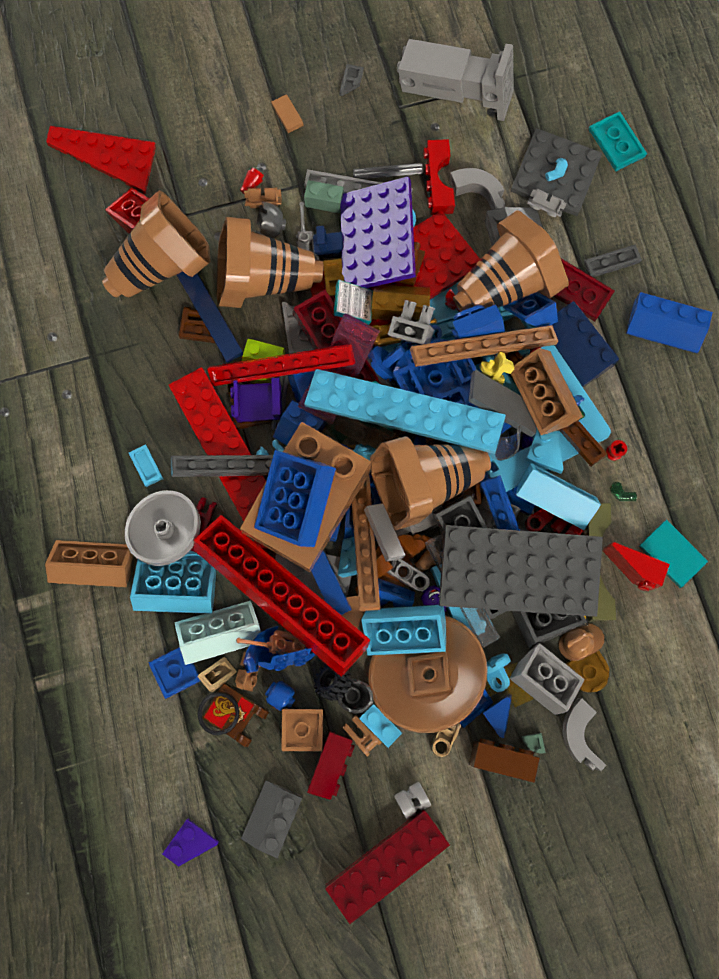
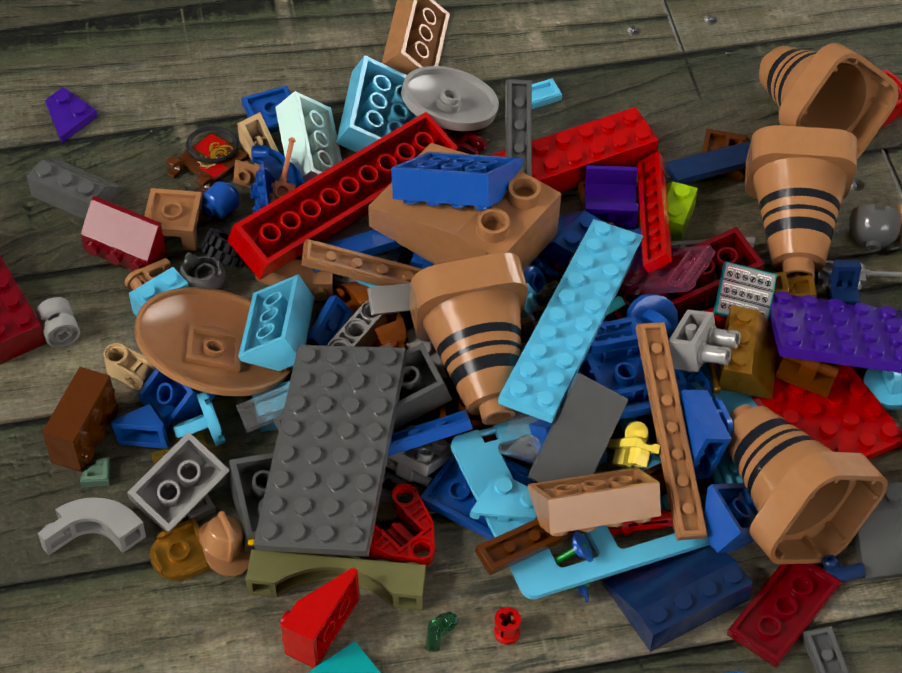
camera: 100 degrees right, 25 degrees down
(557, 496) = (436, 508): medium azure brick -> none

